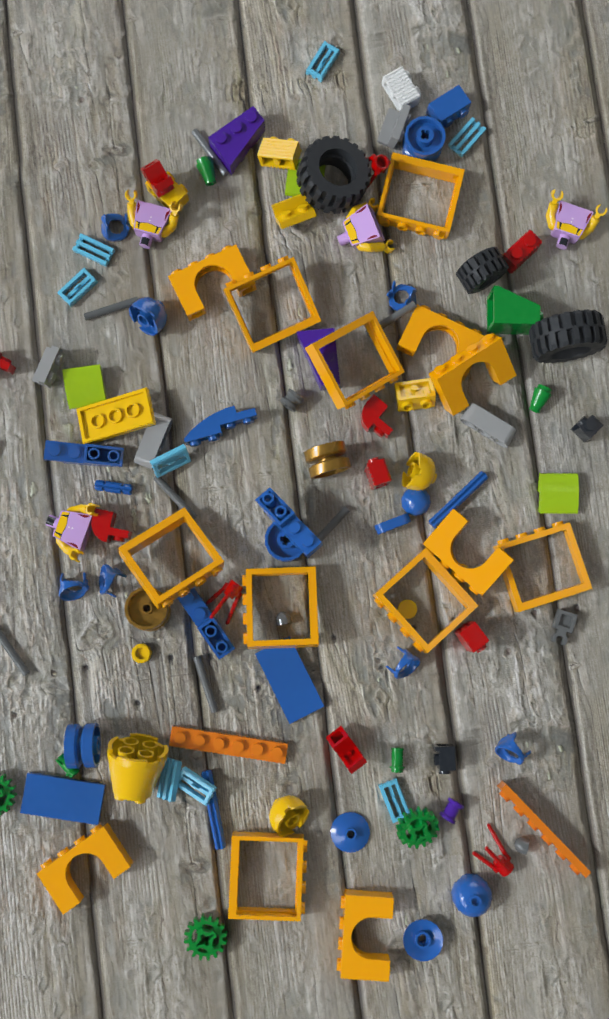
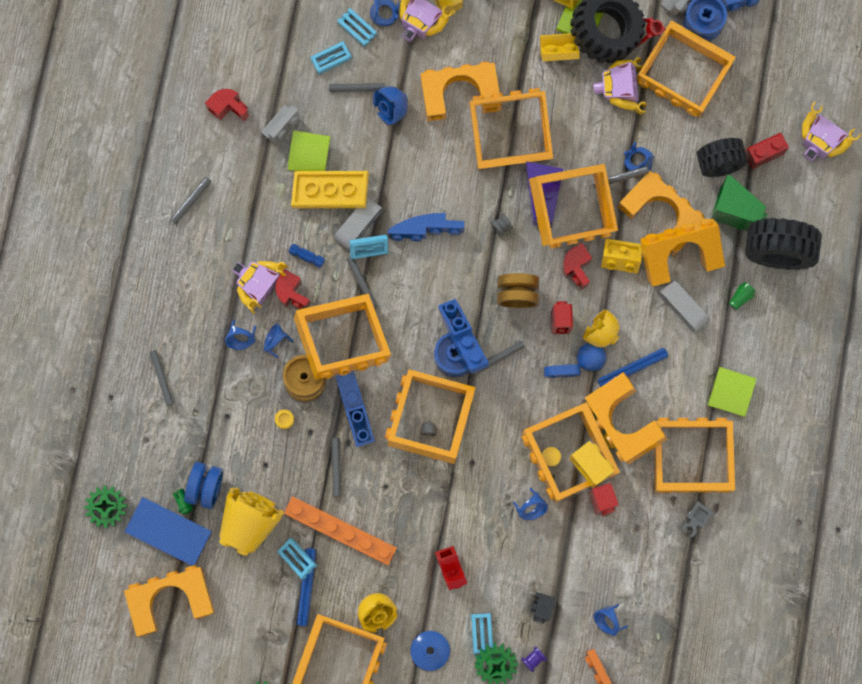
camera: 20 degrees right, 5 degrees down
(83, 454) = (289, 216): blue slope -> none
(168, 778) = (273, 547): medium azure tile -> none
(230, 590) = (388, 386): red plant -> none
(290, 682) = (417, 490): blue tile -> none
(397, 760) = (496, 595): green pin -> none
(451, 608) = (592, 464): none -> yellow piece
(476, 126) = (762, 18): medium azure tile -> none
(587, 427) = (778, 337): black brick -> none

